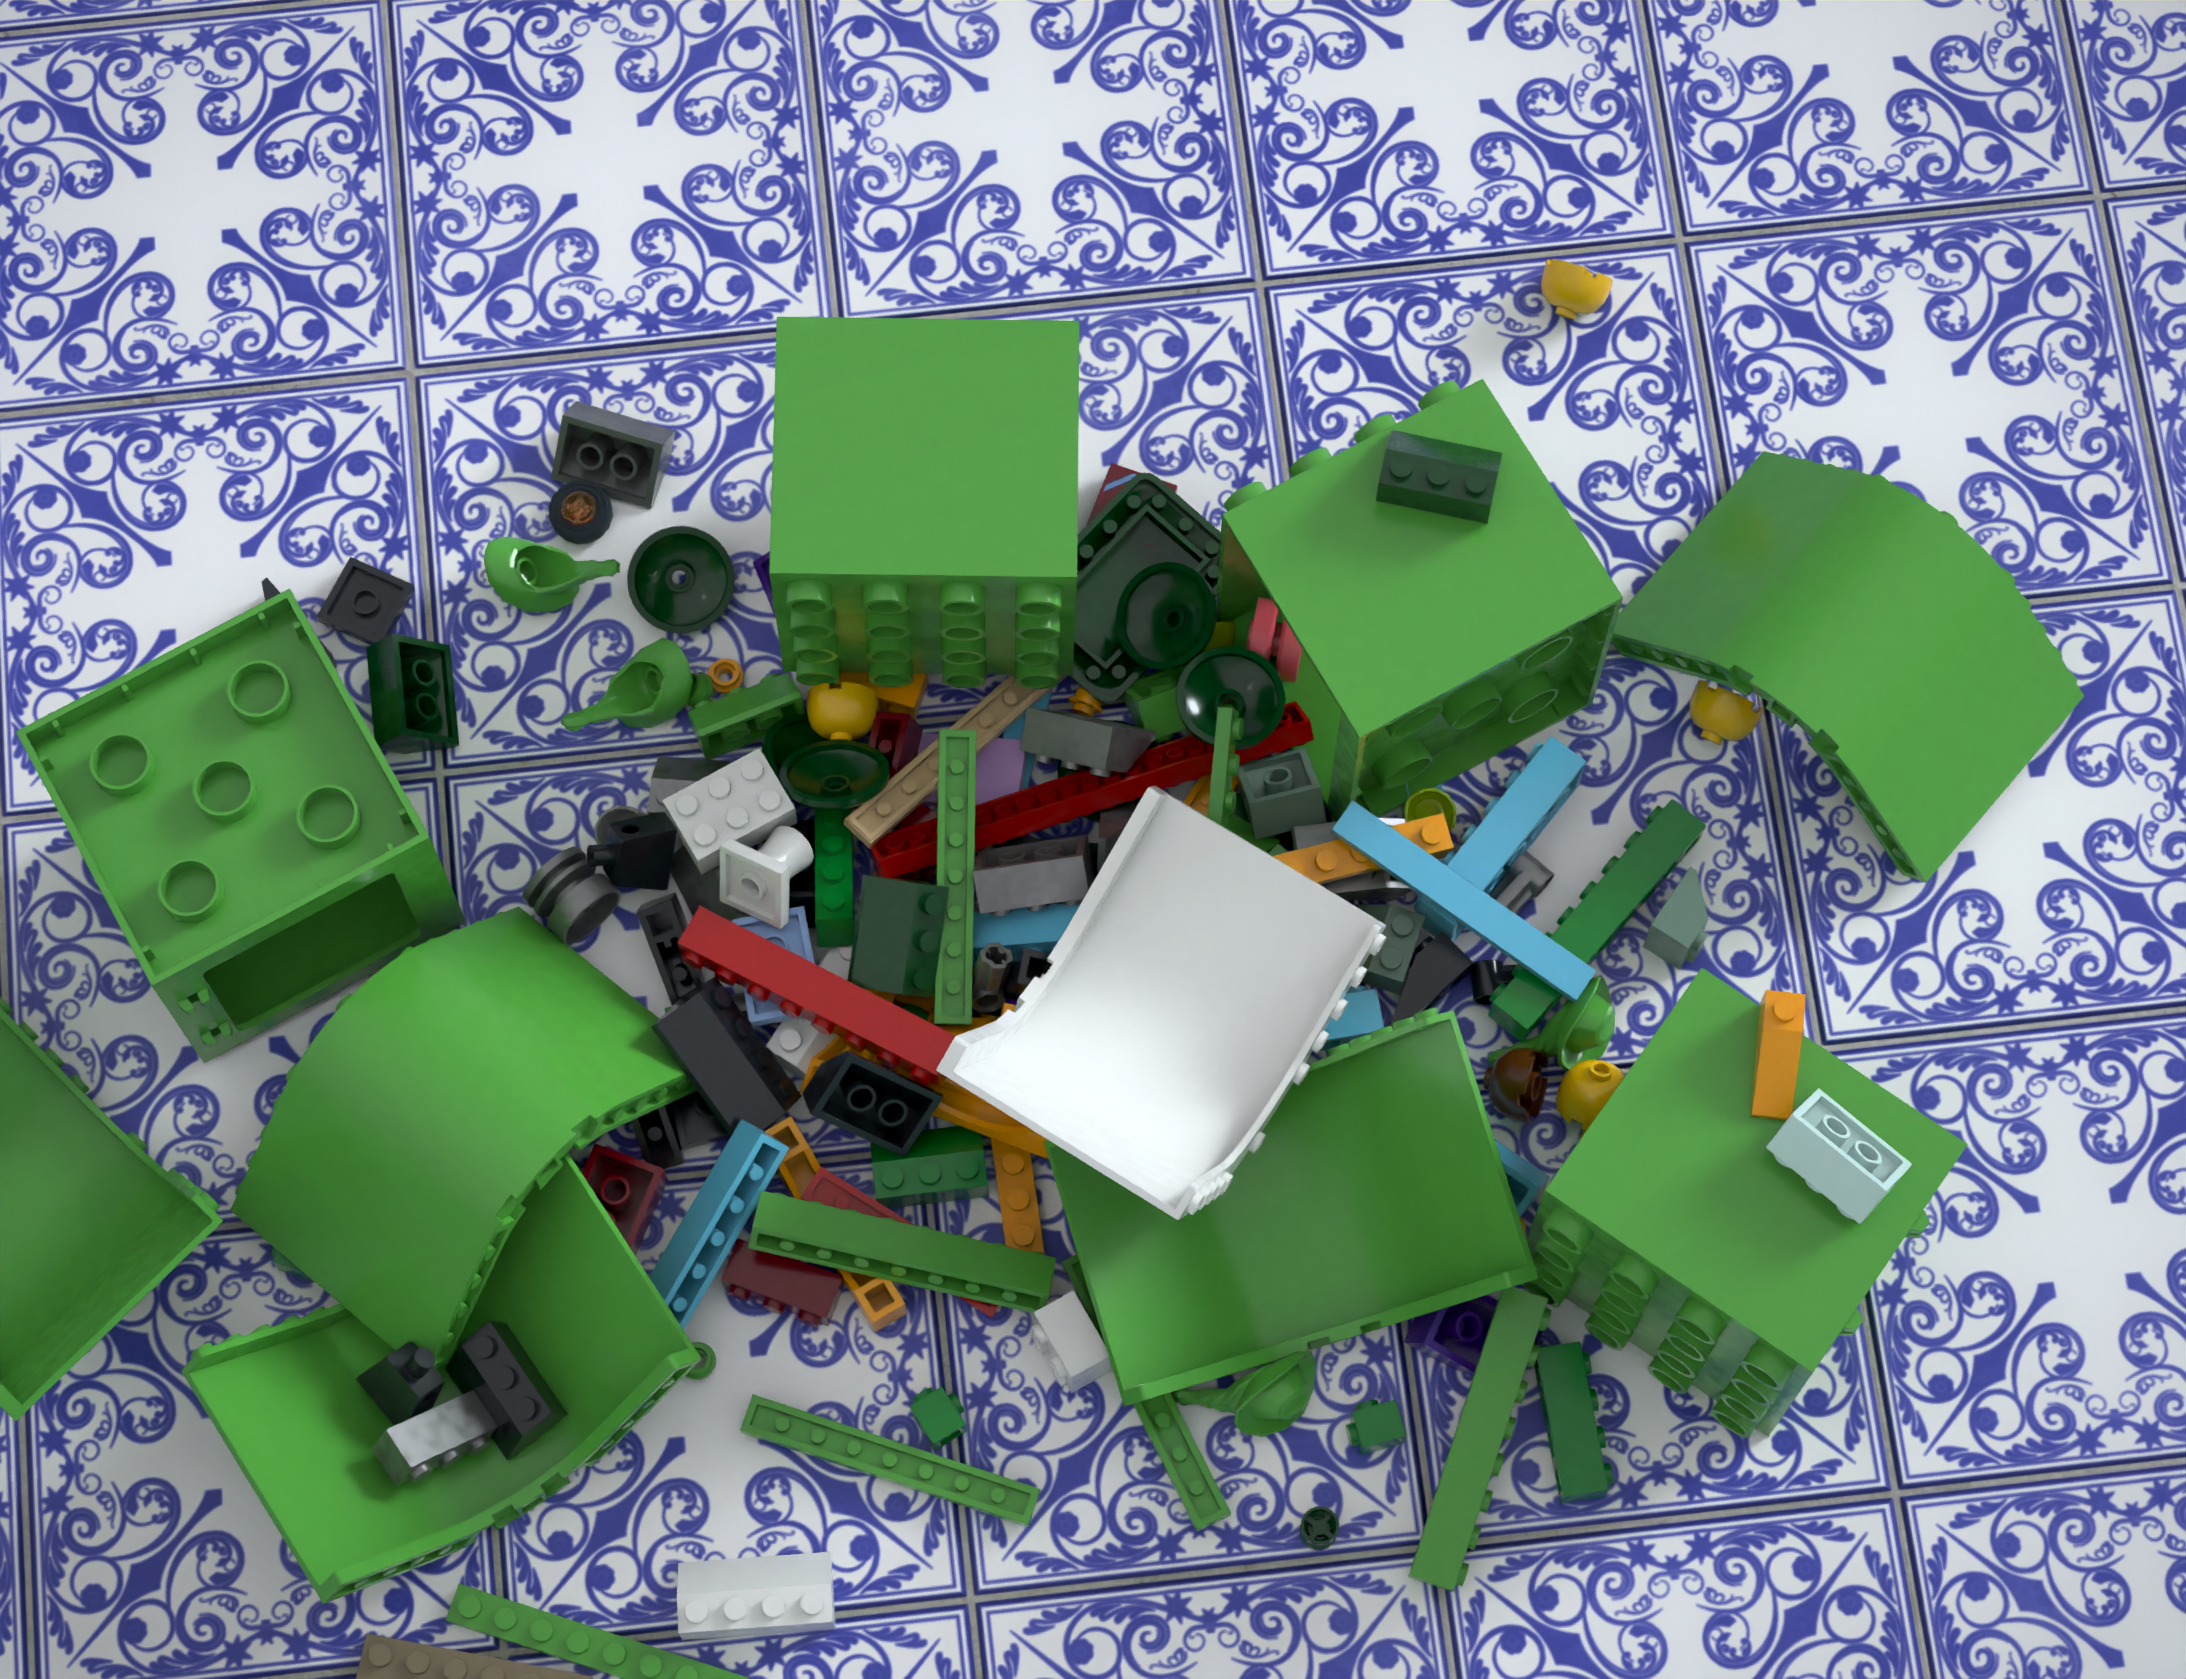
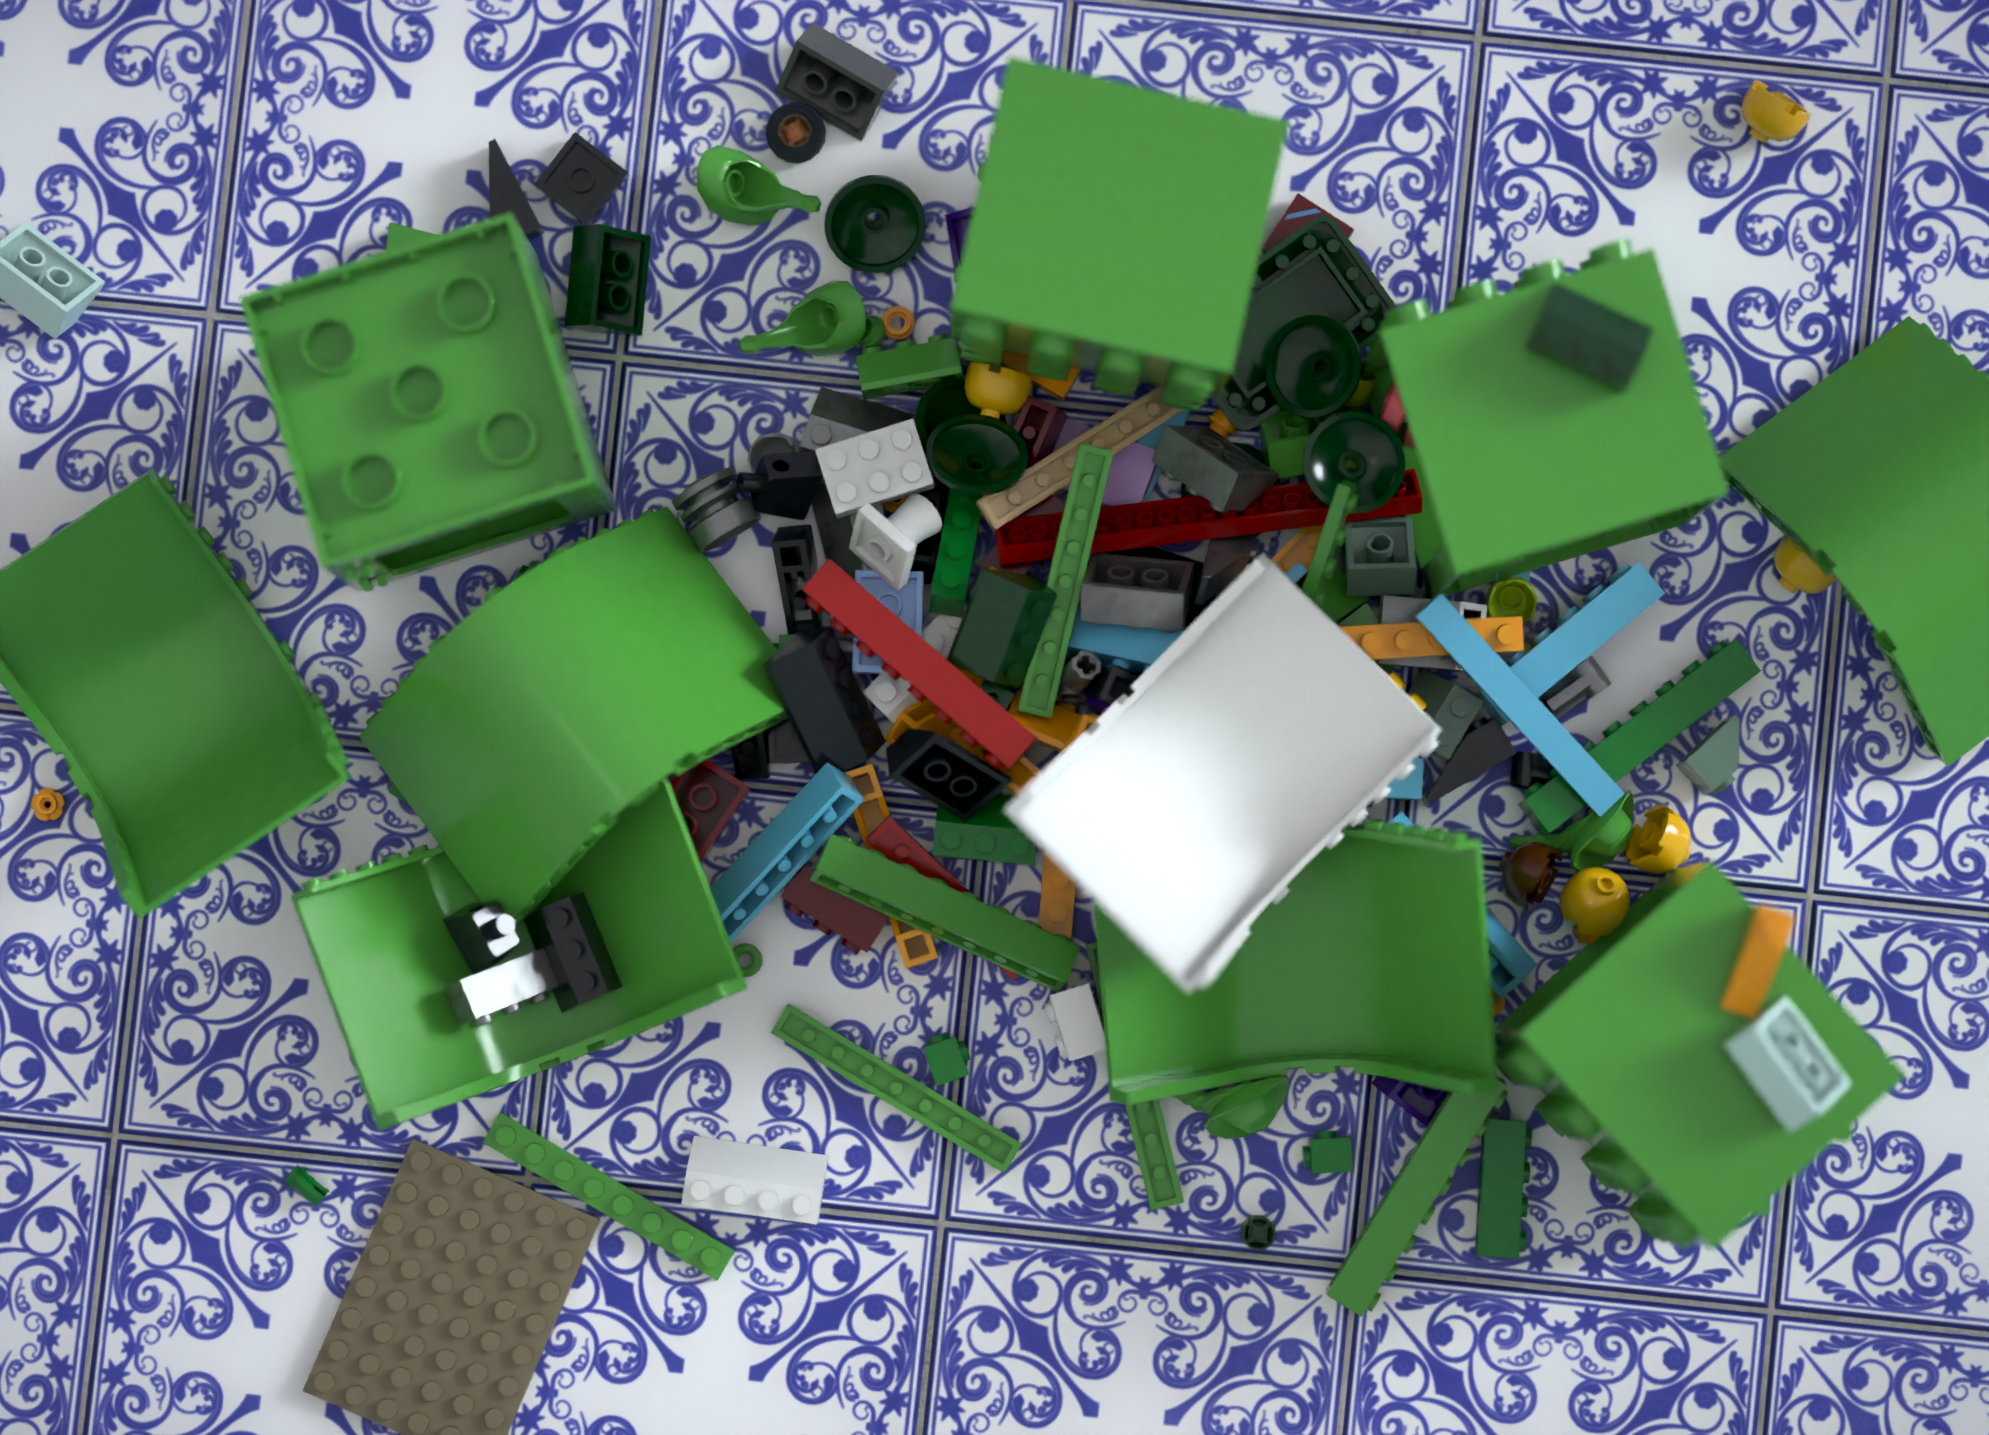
camera: 15 degrees right, 15 degrees up
(1645, 1014) = (1660, 843): none -> yellow cylinder

